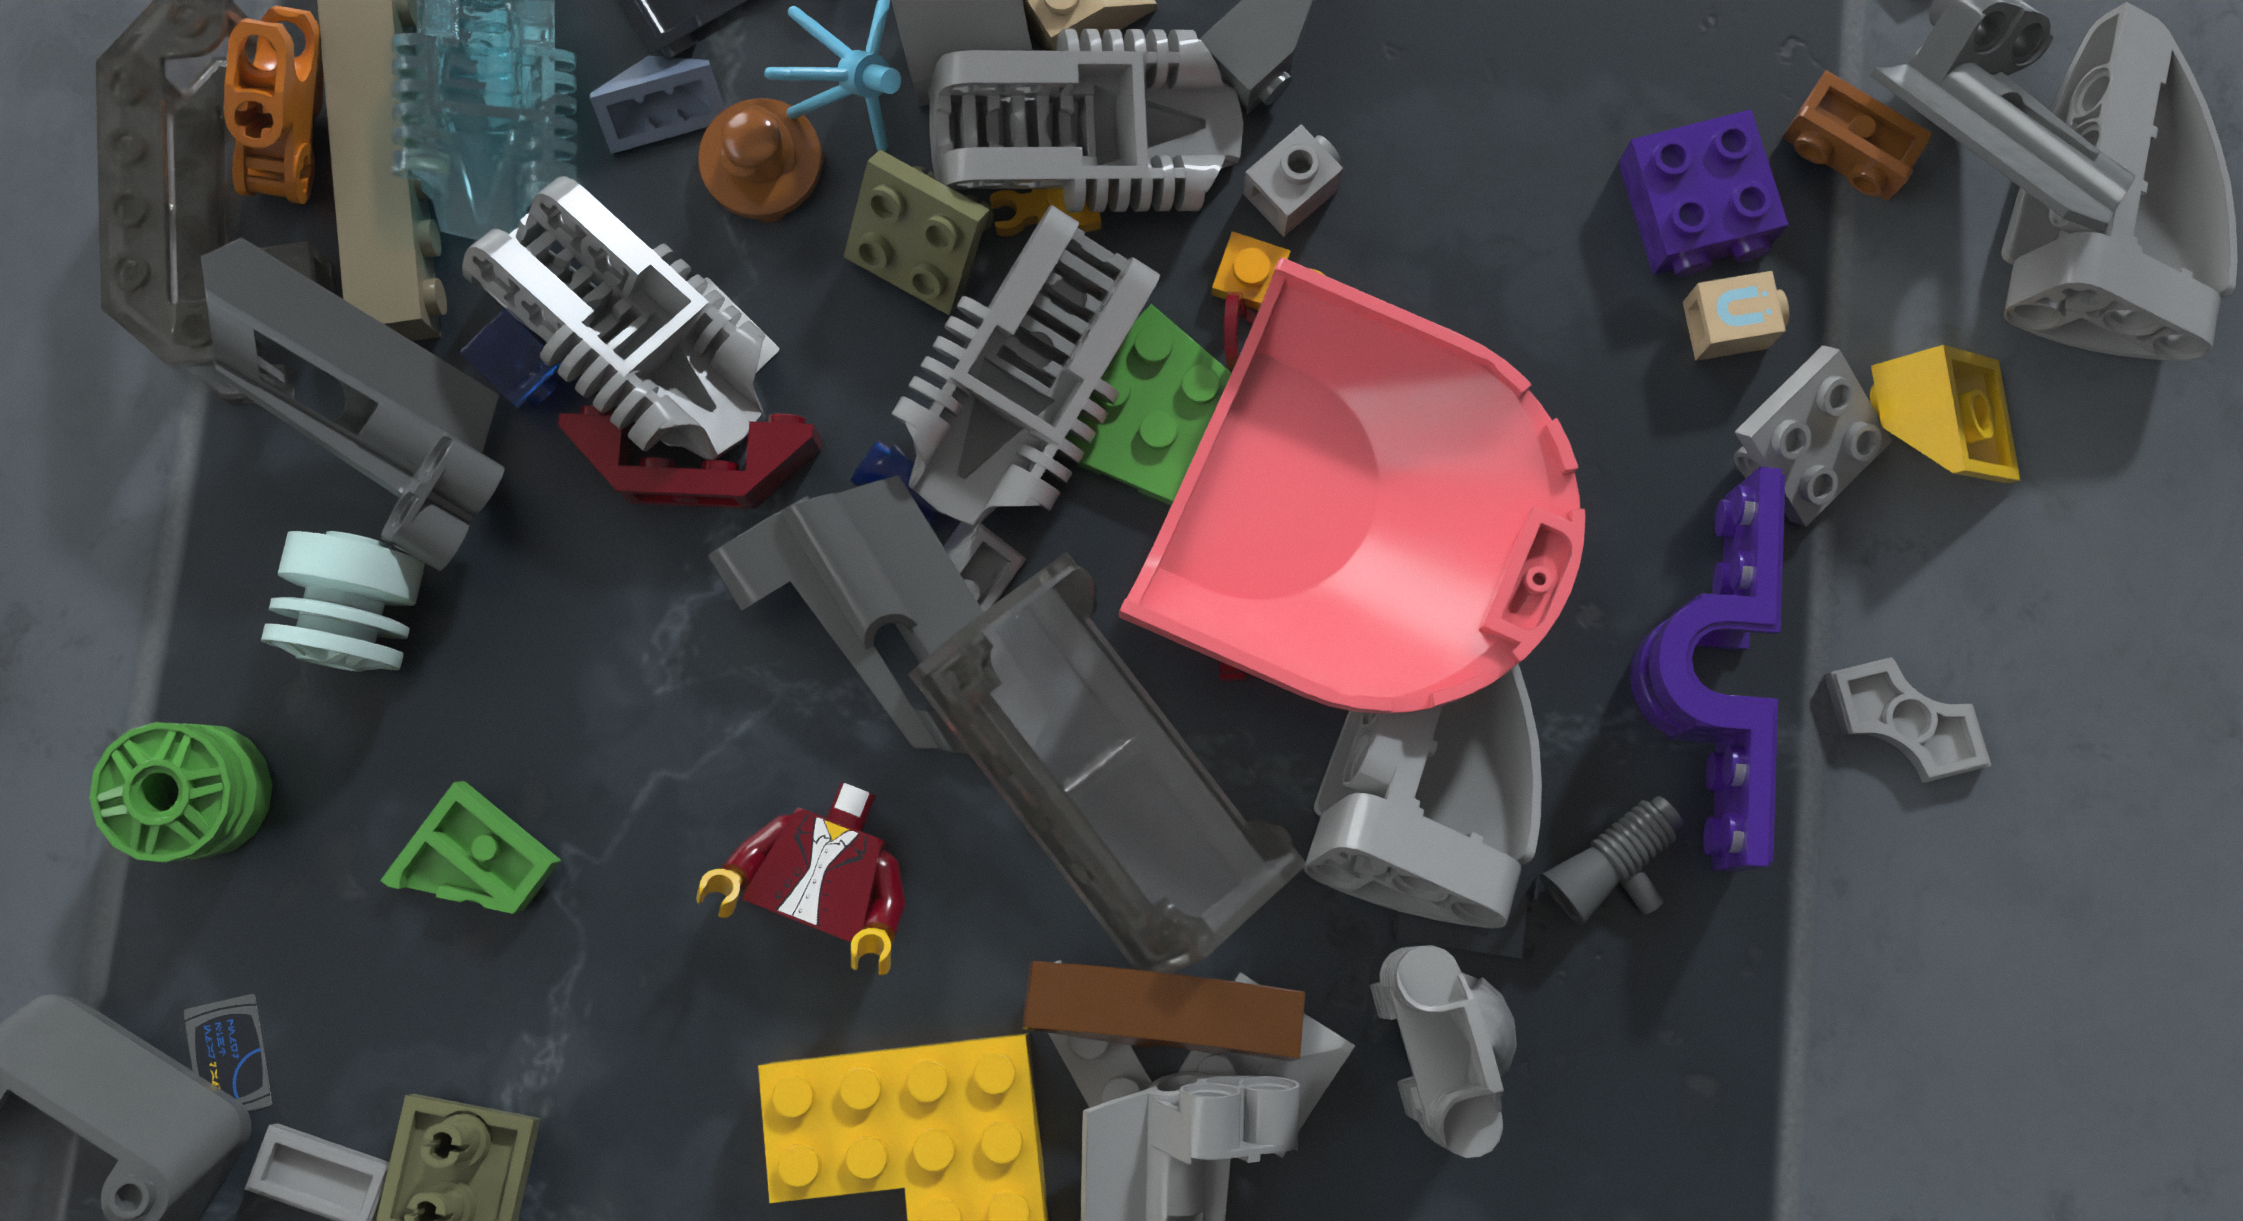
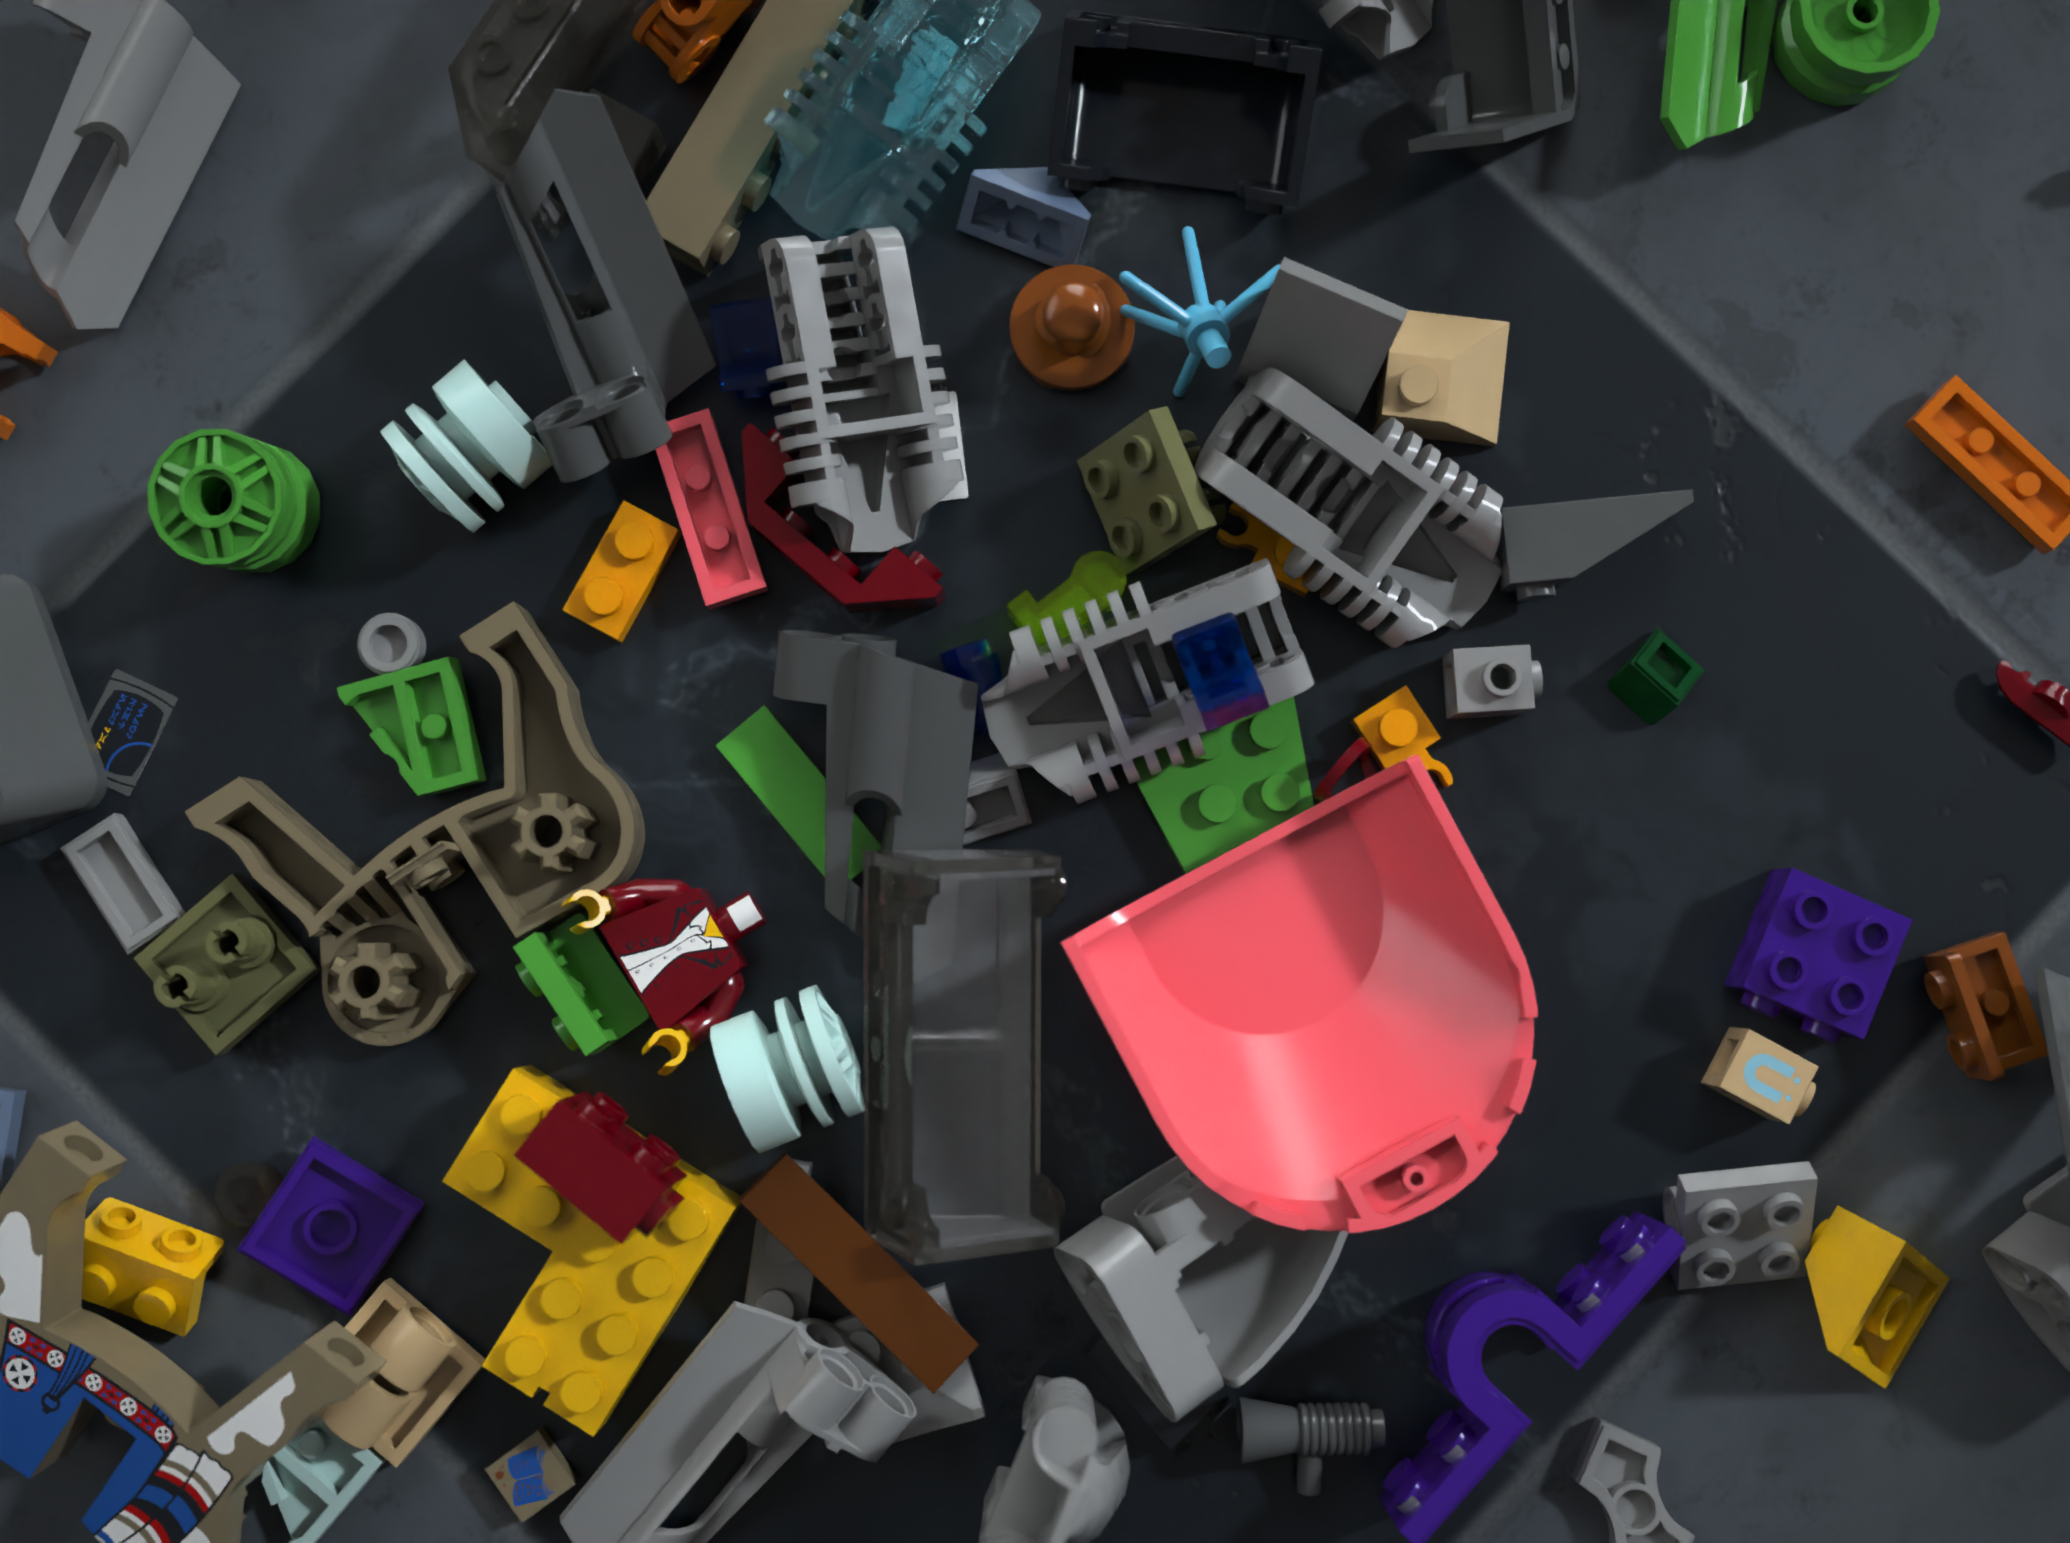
camera: 35 degrees right, 5 degrees up
(398, 812) = (391, 643): none -> light grey tile
(546, 612) = (622, 571): none -> light orange plate
(581, 511) = (710, 511): none -> coral plate
(642, 850) = (541, 838): none -> dark tan animal
(767, 957) = (583, 986): none -> bright green bracket
(811, 677) = (790, 786): none -> bright green tile
(891, 1074) = (605, 1165): none -> dark red brick
(921, 328) = (1091, 579): none -> clear neon green leg
(981, 891) = (785, 1069): none -> light aqua wheel
(1078, 312) = (1219, 671): none -> clear blue bracket
(1416, 86) = (1655, 678): none -> dark green slope

